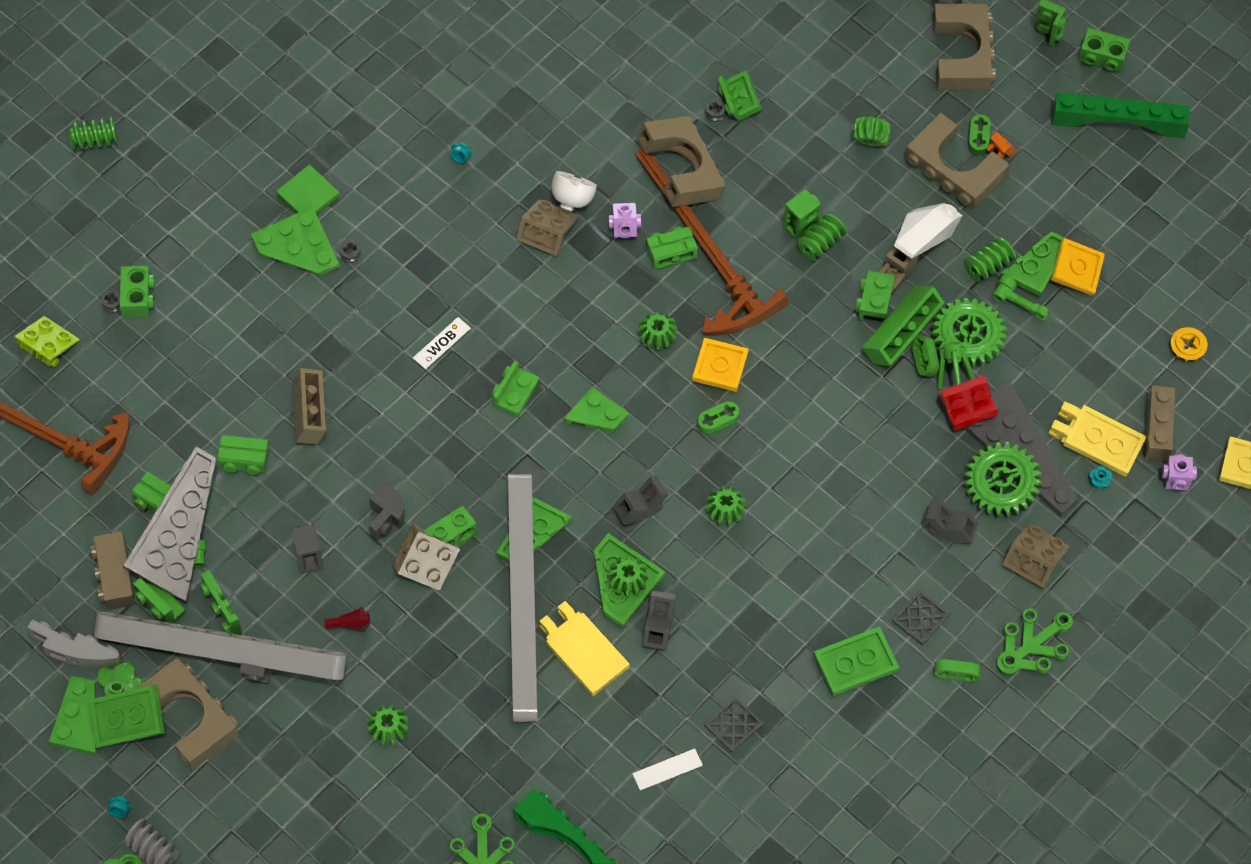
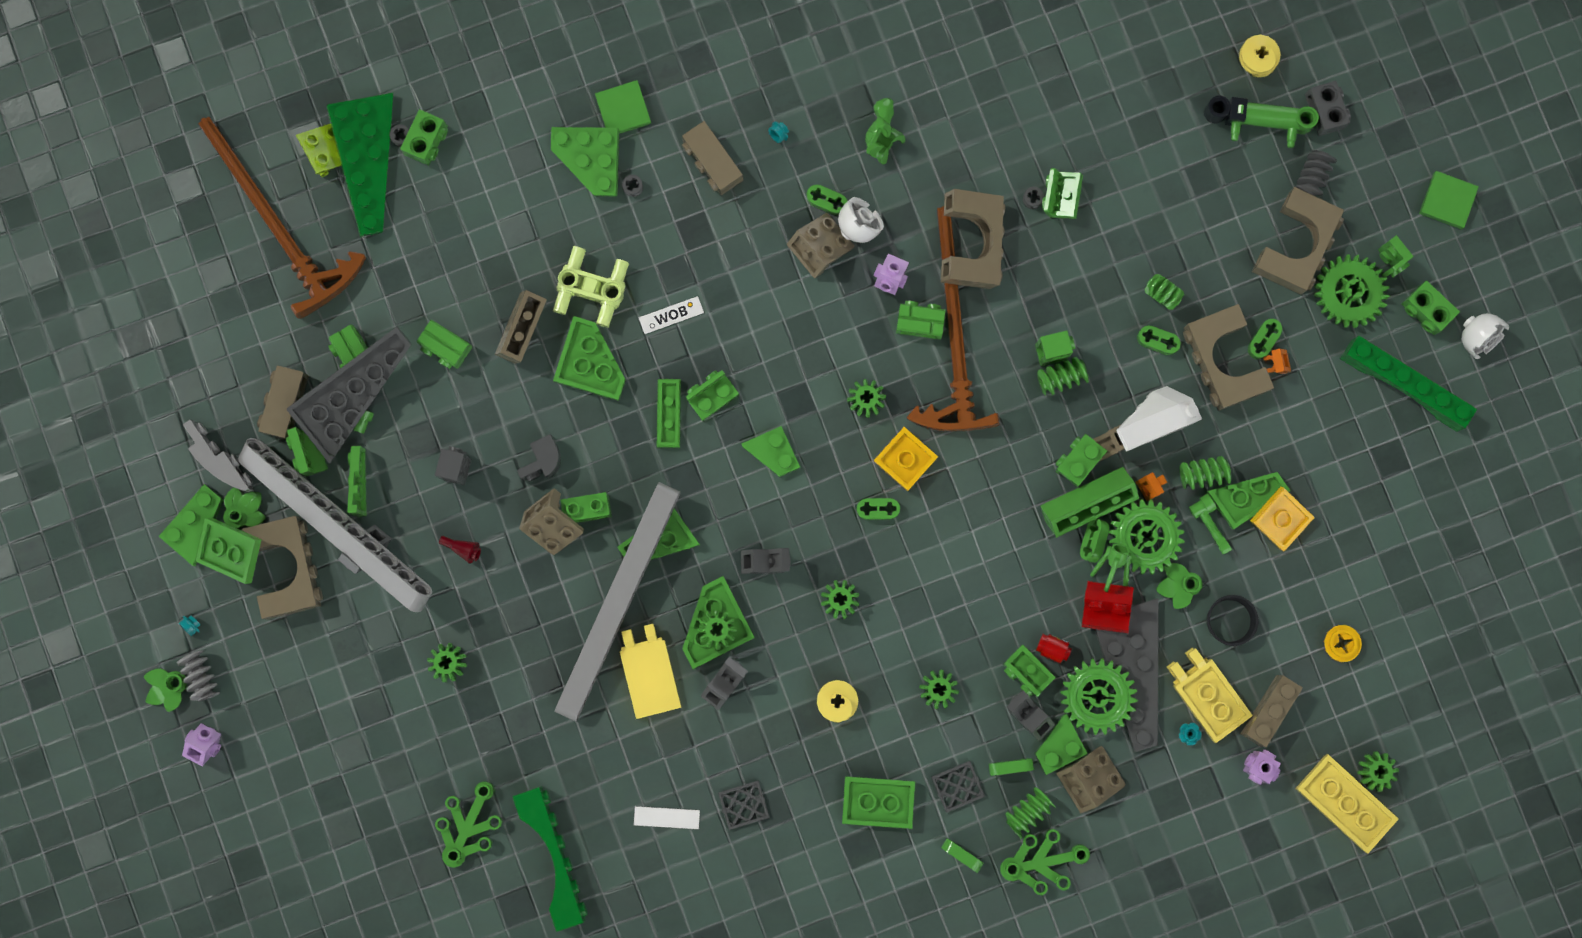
camera: 30 degrees right, 20 degrees up
(82, 323) = (363, 142): none -> green wing
(356, 348) = (590, 286): none -> yellowish green piece
(387, 411) = (588, 362): none -> bright green plate
(412, 197) = (711, 158): none -> dark tan brick
(483, 423) = (668, 413): none -> bright green tile
(533, 189) = (828, 194): none -> bright green beam
(553, 115) = (881, 134): none -> bright green animal
(776, 583) = (845, 710): none -> light yellow piece
(857, 540) = (935, 696): none -> bright green gear
(888, 175) = (1160, 335): none -> bright green beam
(924, 487) = (1028, 671): none -> bright green bracket
(940, 460) = (1054, 648): none -> red brick
(950, 289) = (1151, 486): none -> orange tile
(958, 575) = (1011, 766): none -> bright green beam
(992, 541) = (1060, 746): none -> bright green wing
(996, 603) = (1028, 812): none -> bright green piece
(1018, 363) = (1176, 587): none -> bright green plate
(1033, 55) = (1359, 271): none -> bright green gear
(1088, 349) = (1254, 620): none -> black tyre
(1160, 49) = (1482, 333): none -> white cylinder

